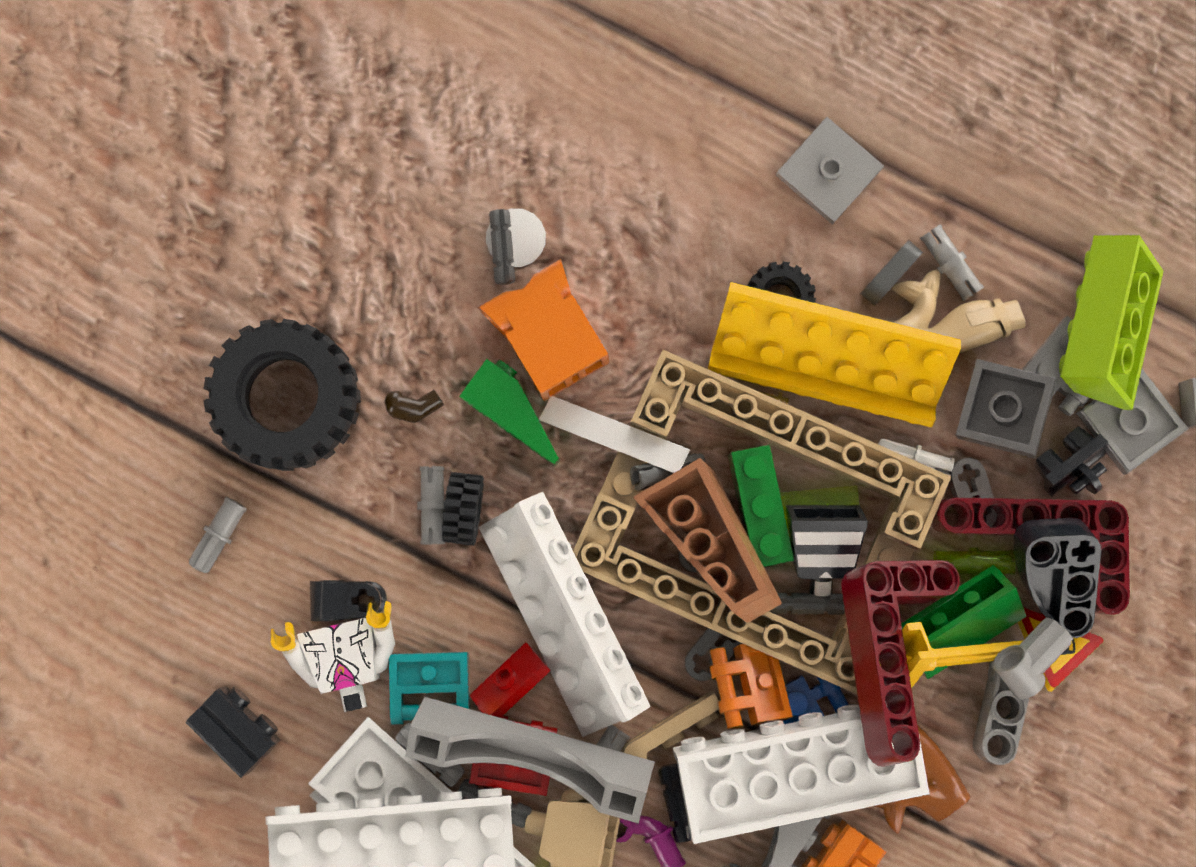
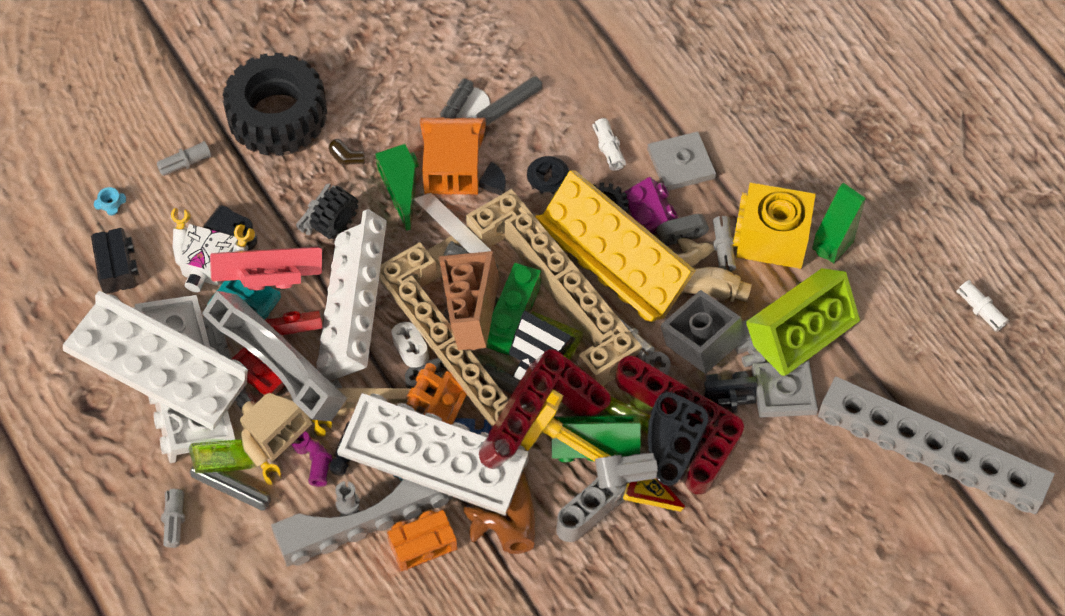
camera: 30 degrees right, 25 degrees down
(156, 652) = (106, 195): none -> medium azure plate
(435, 638) = (266, 267): none -> coral bracket
(566, 207) = (510, 100): none -> dark grey axle
(619, 333) = (493, 179): none -> black tile
(662, 634) = (405, 346): none -> white beam
(690, 273) = (540, 168): none -> black gear
(728, 199) = (609, 144): none -> white pin
(835, 263) = (650, 204): none -> magenta bracket
(1008, 208) = (774, 225): none -> yellow brick
(1088, 167) = (839, 224): none -> green slope

